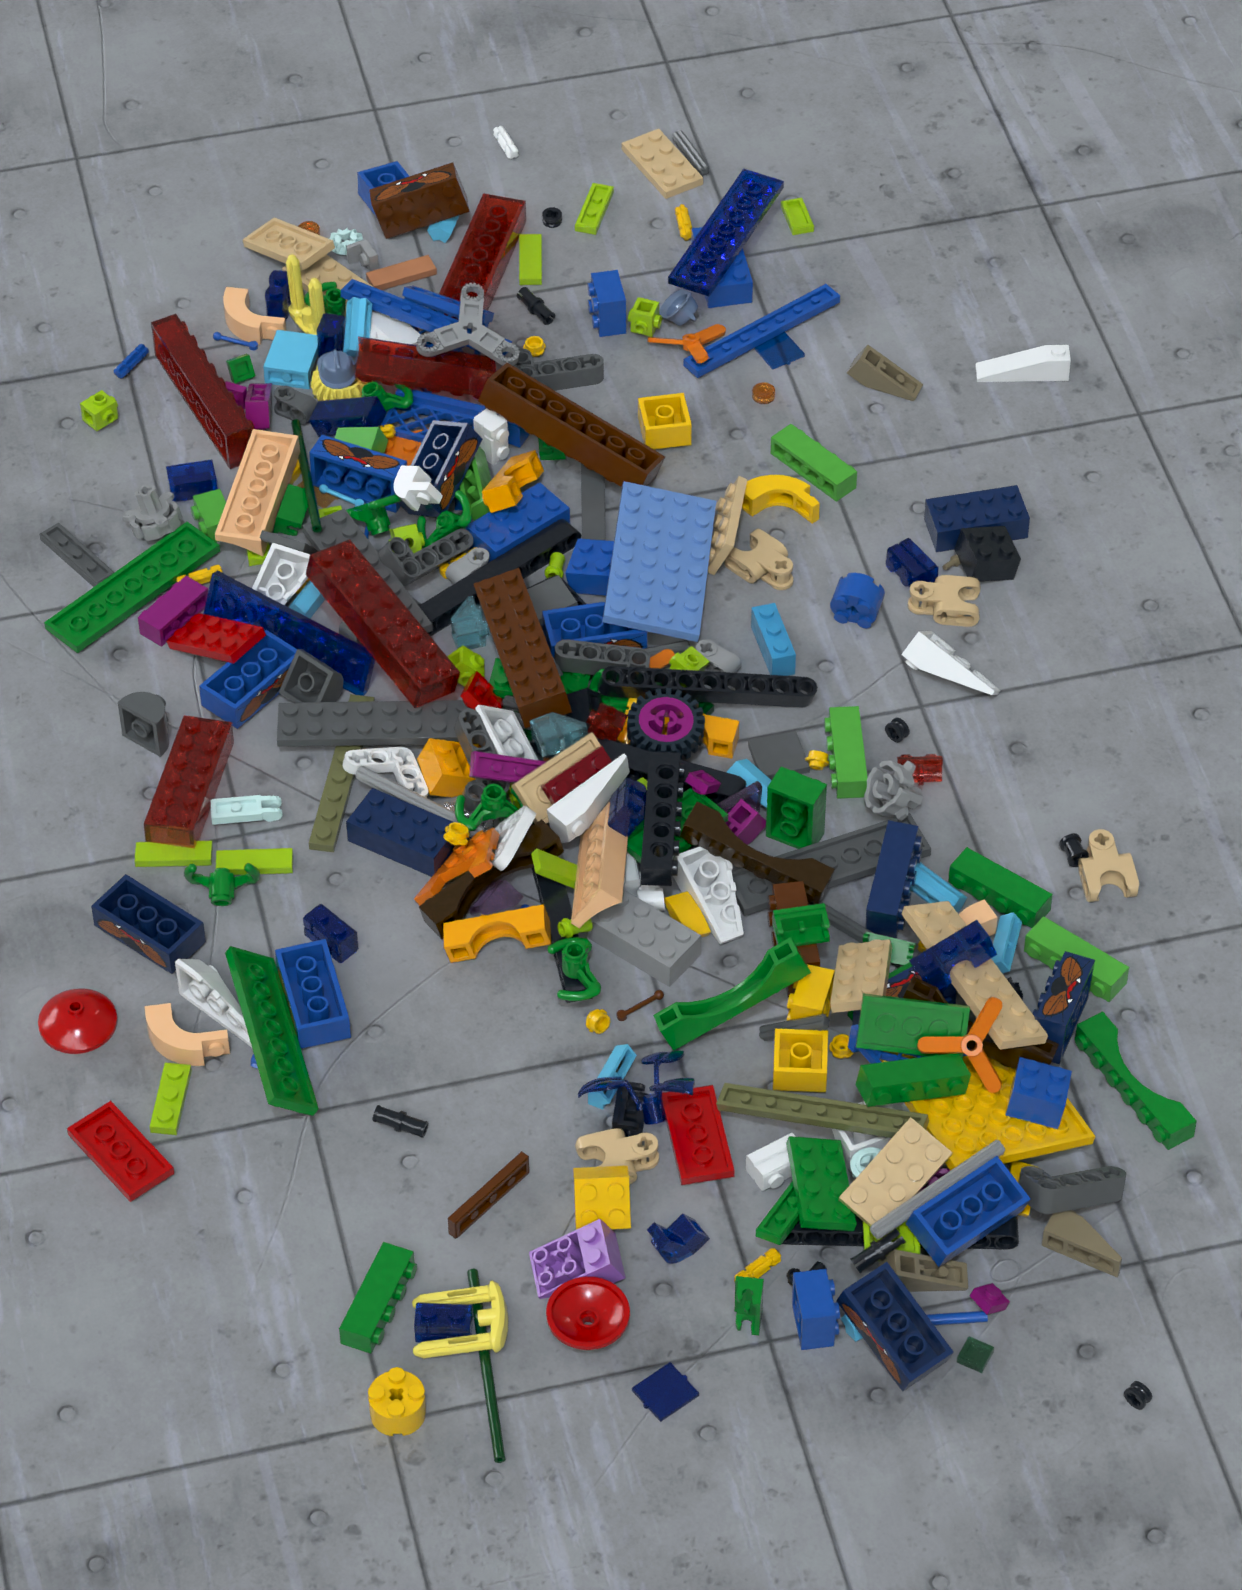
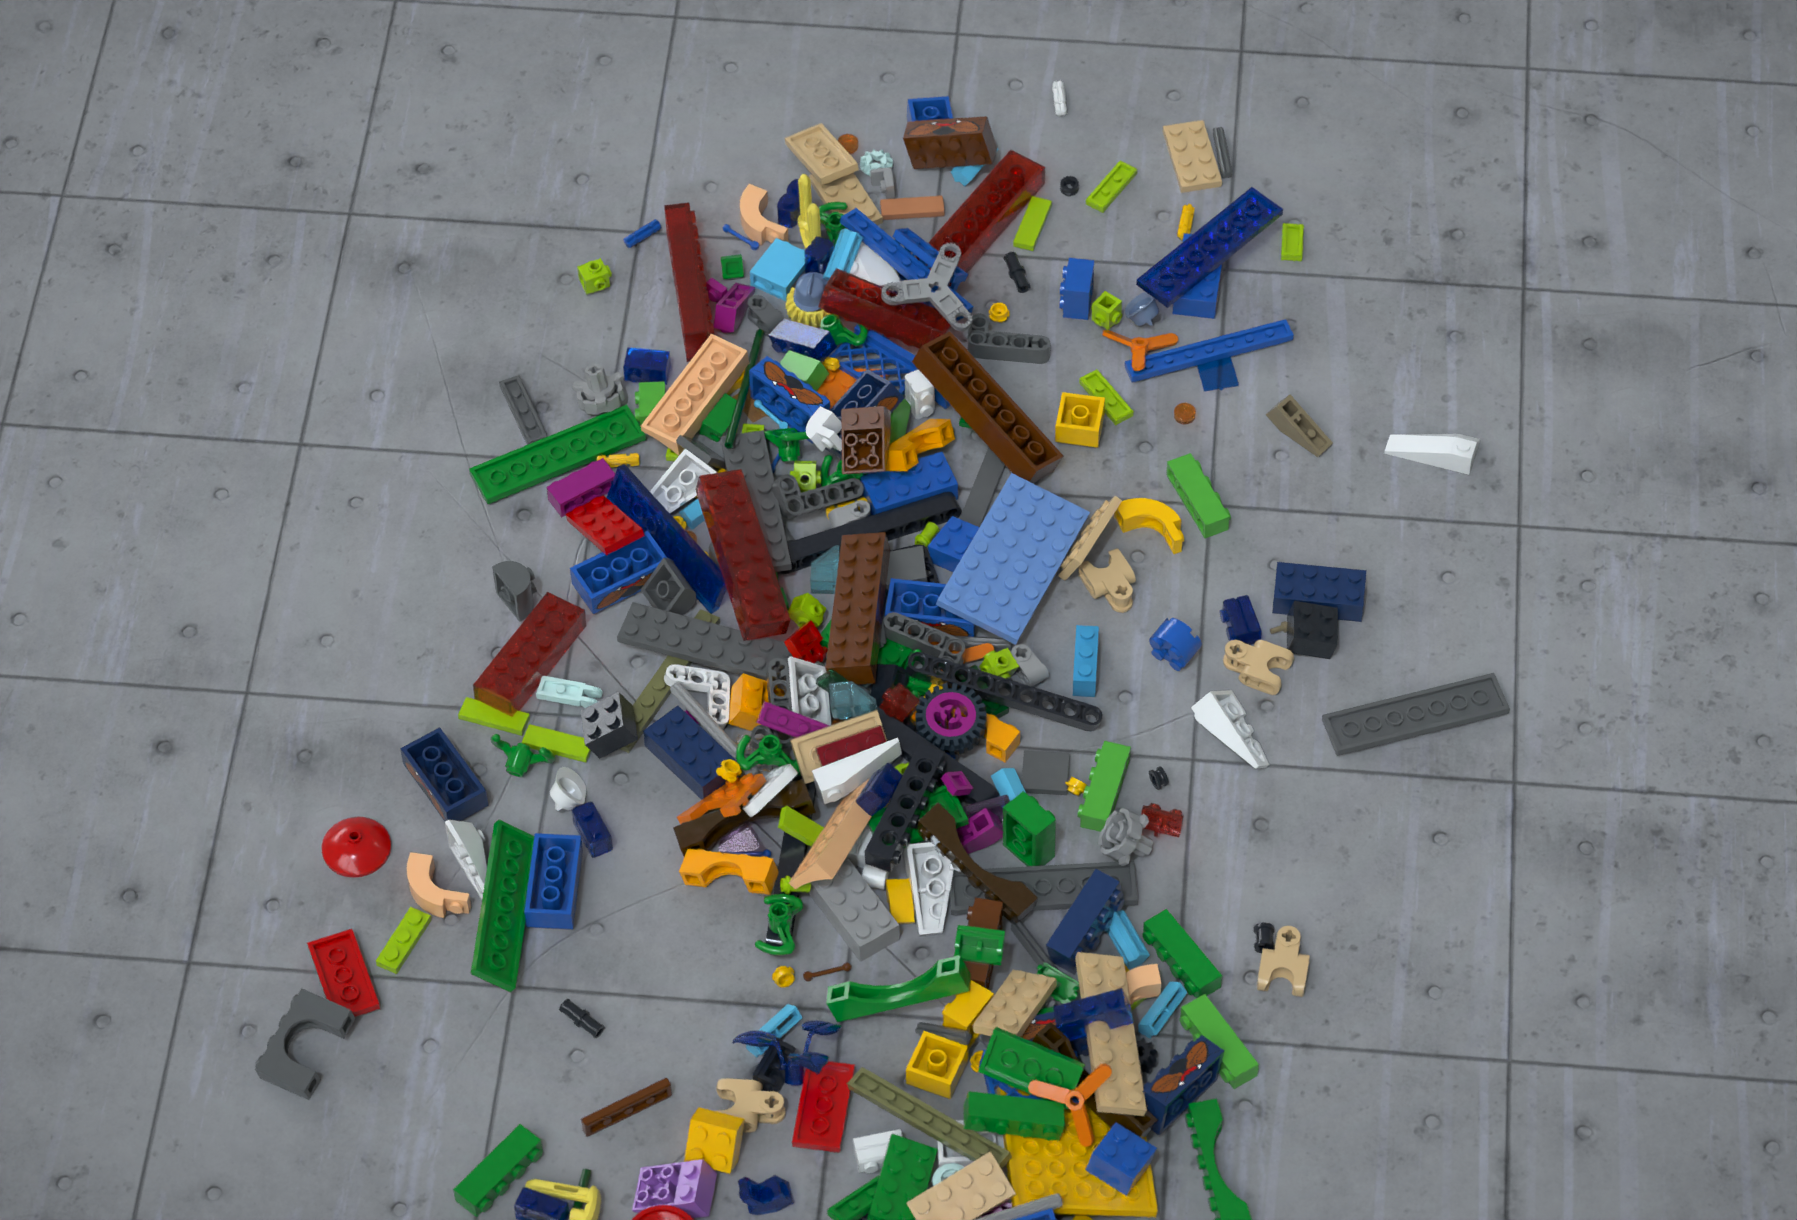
camera: 20 degrees right, 5 degrees up
(98, 1196) = (305, 1012): none -> dark grey arch
(287, 903) = (568, 789): none -> white piece
(306, 826) = (609, 725): none -> black brick
(463, 483) = (865, 439): none -> reddish brown slope
(521, 721) = (829, 677): none -> clear green tile
(696, 405) = (1115, 406): none -> lime tile
(1123, 606) = (1415, 714): none -> dark grey plate

